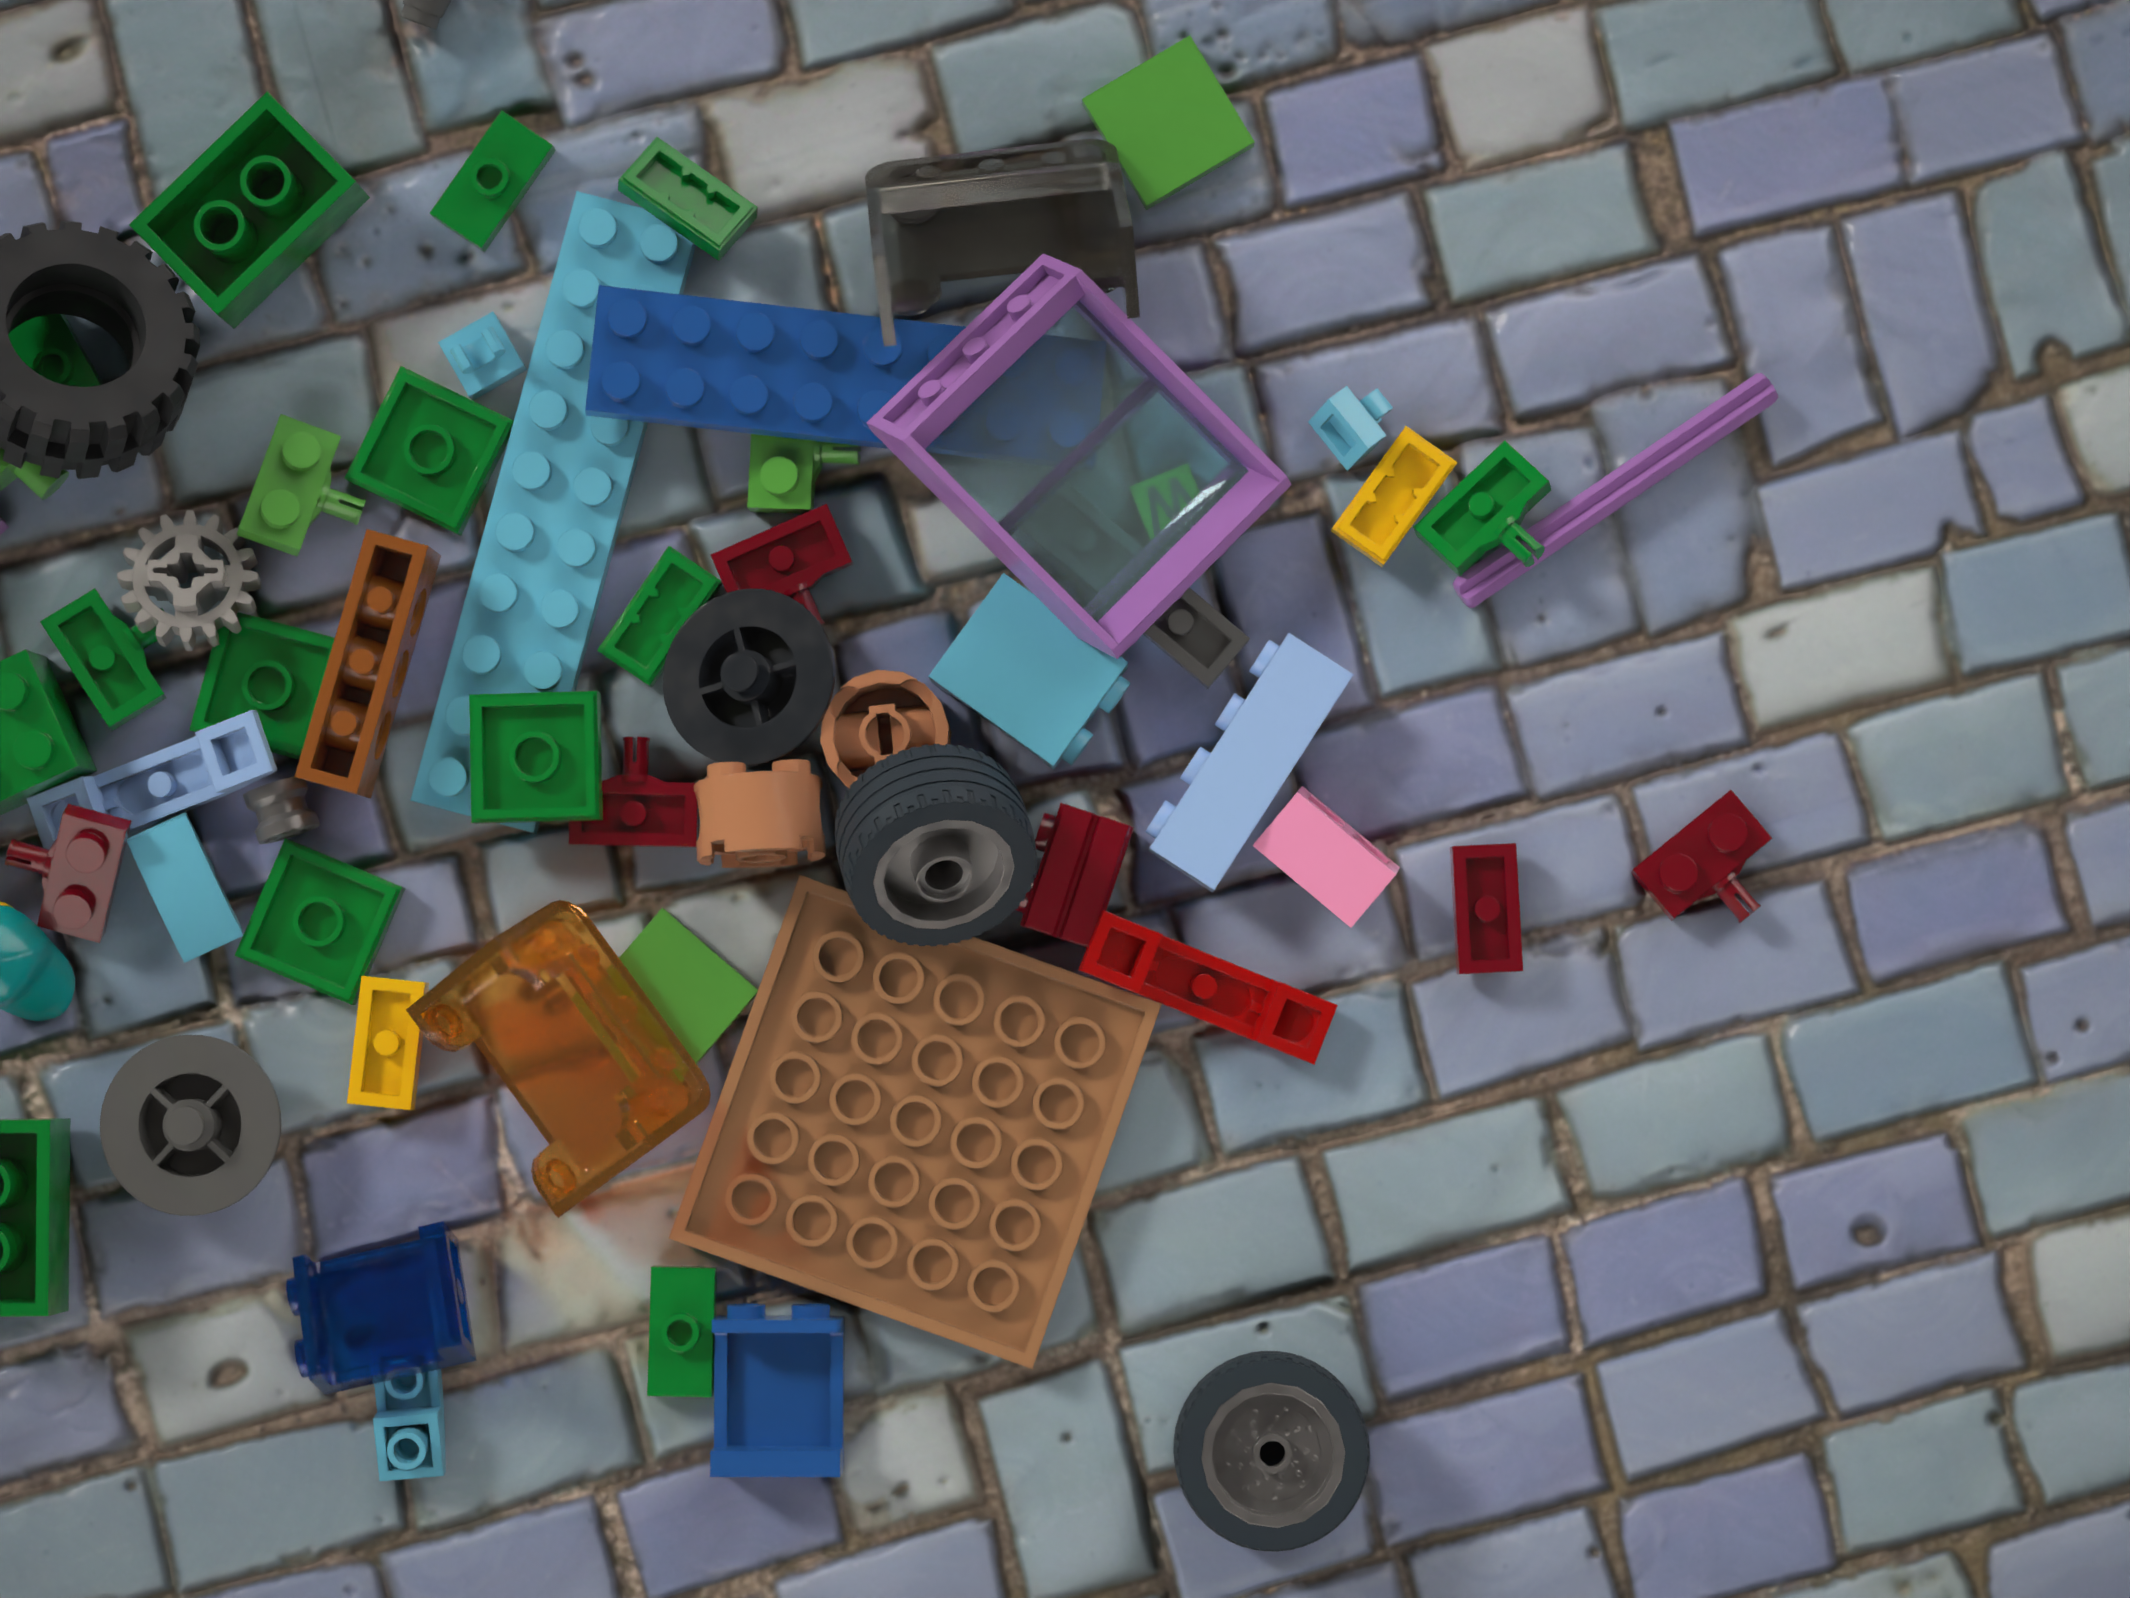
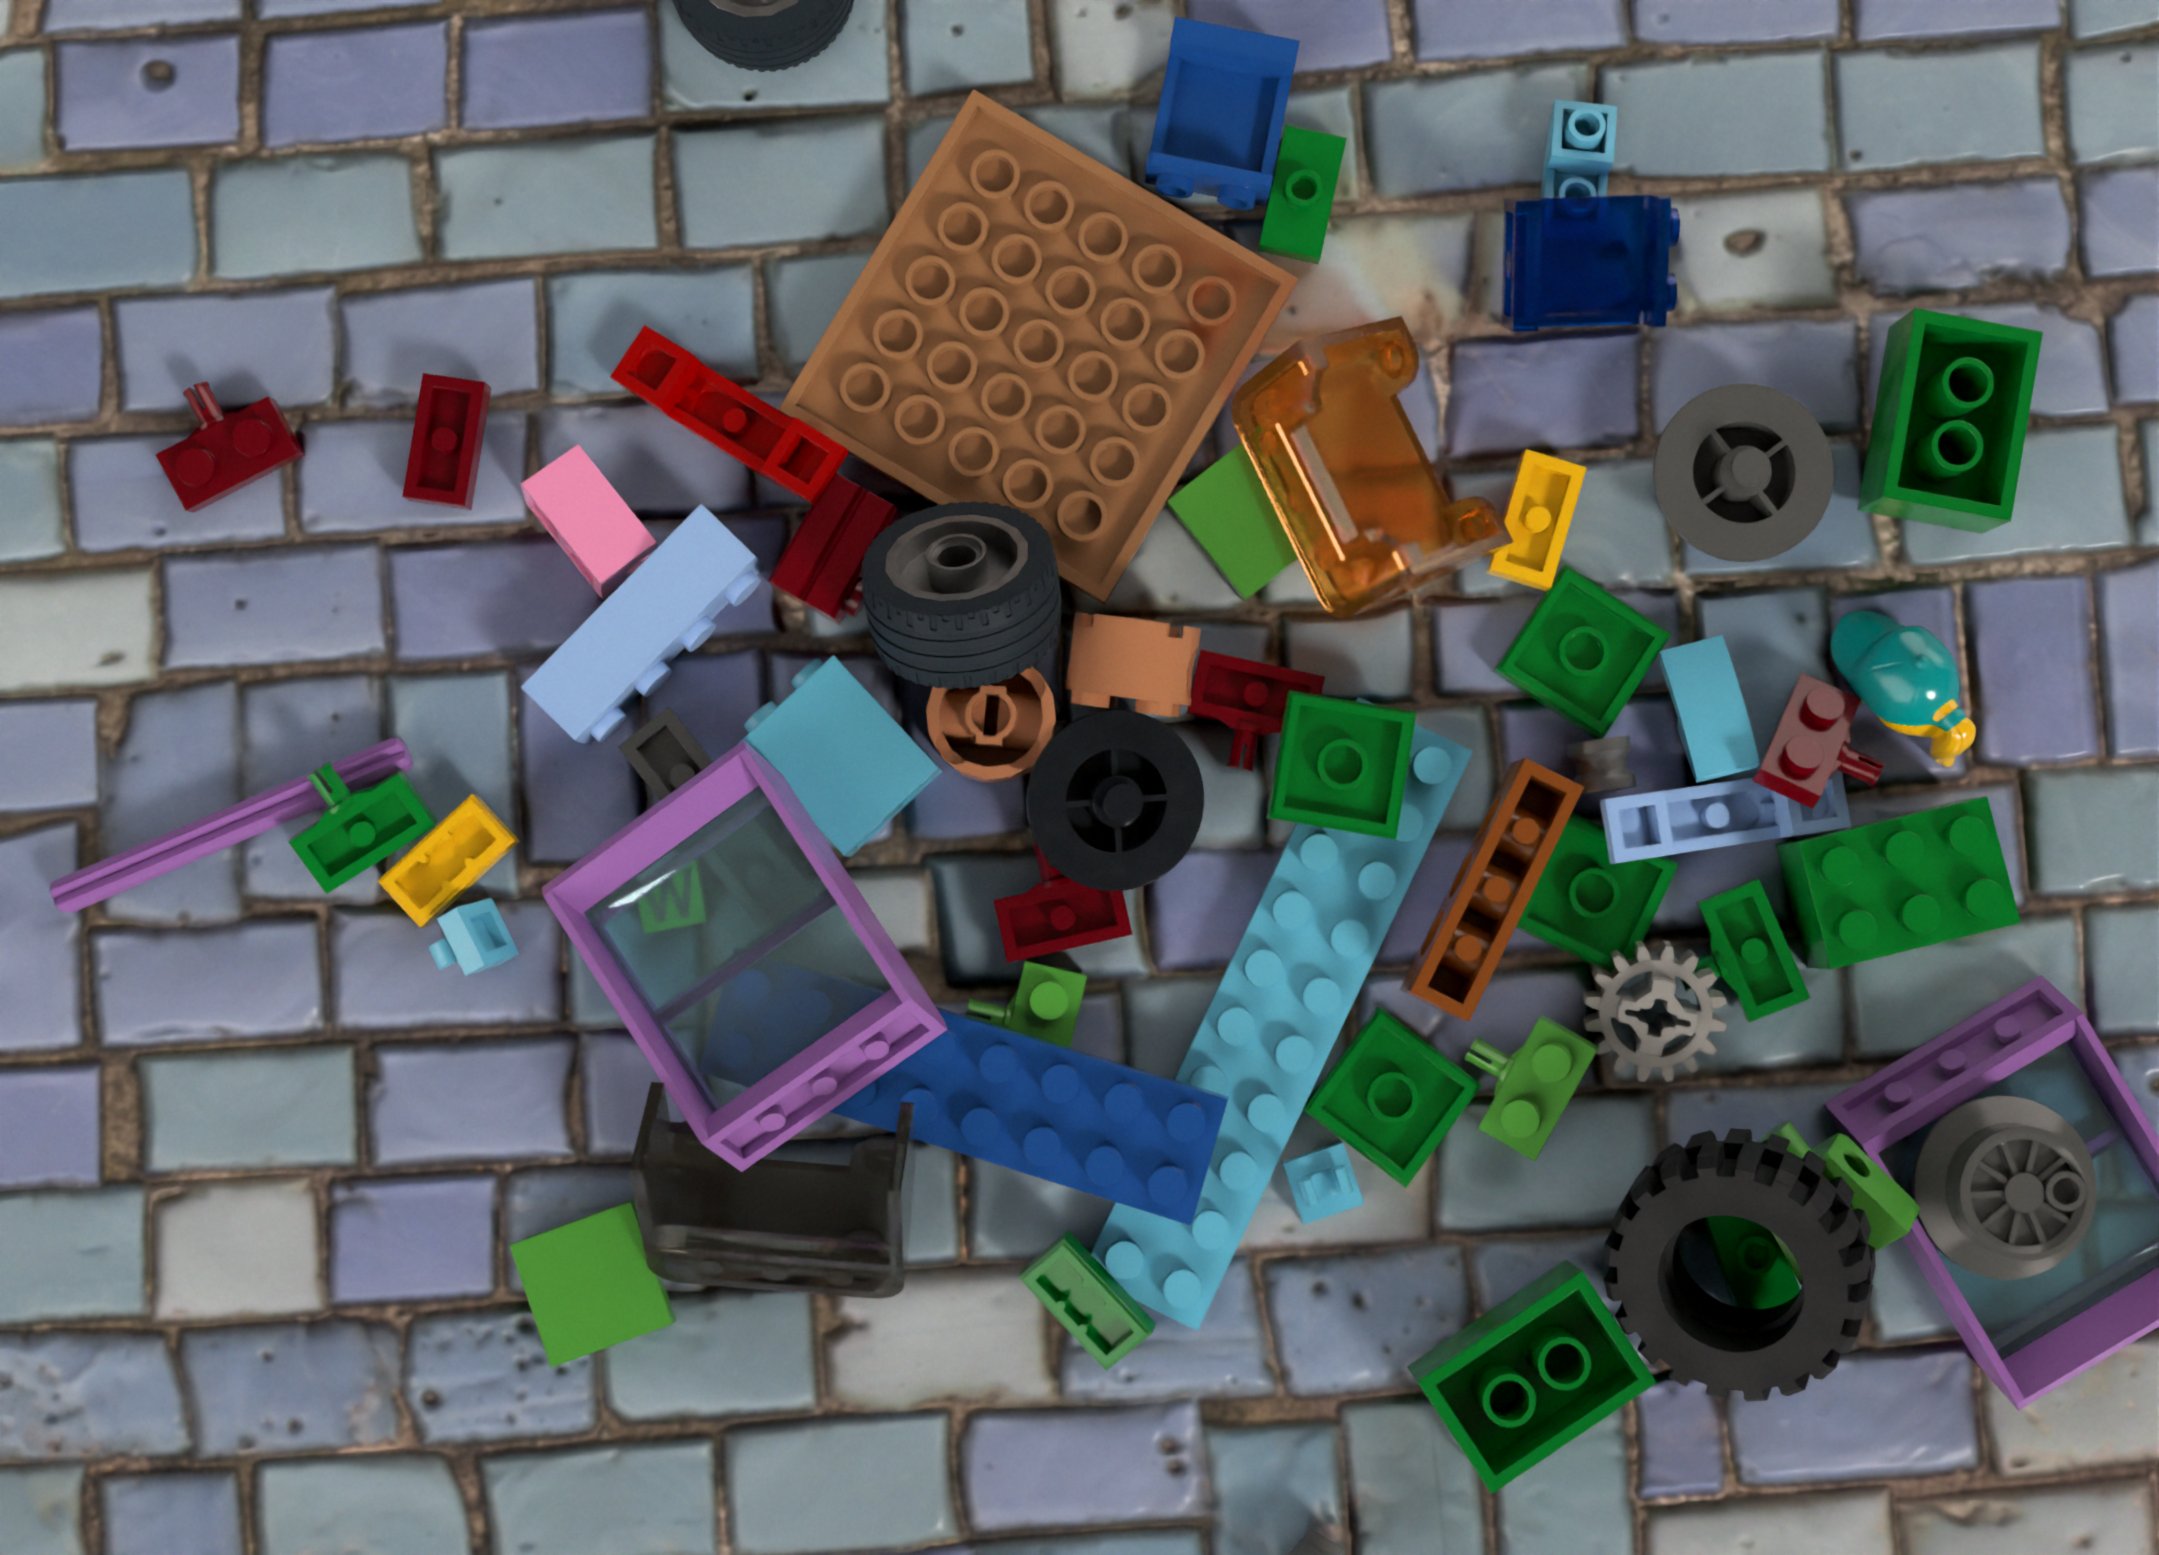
camera: 170 degrees left, 0 degrees up
(492, 181) = (1280, 1359): green plate -> none
(656, 614) = (1195, 886): green plate -> none

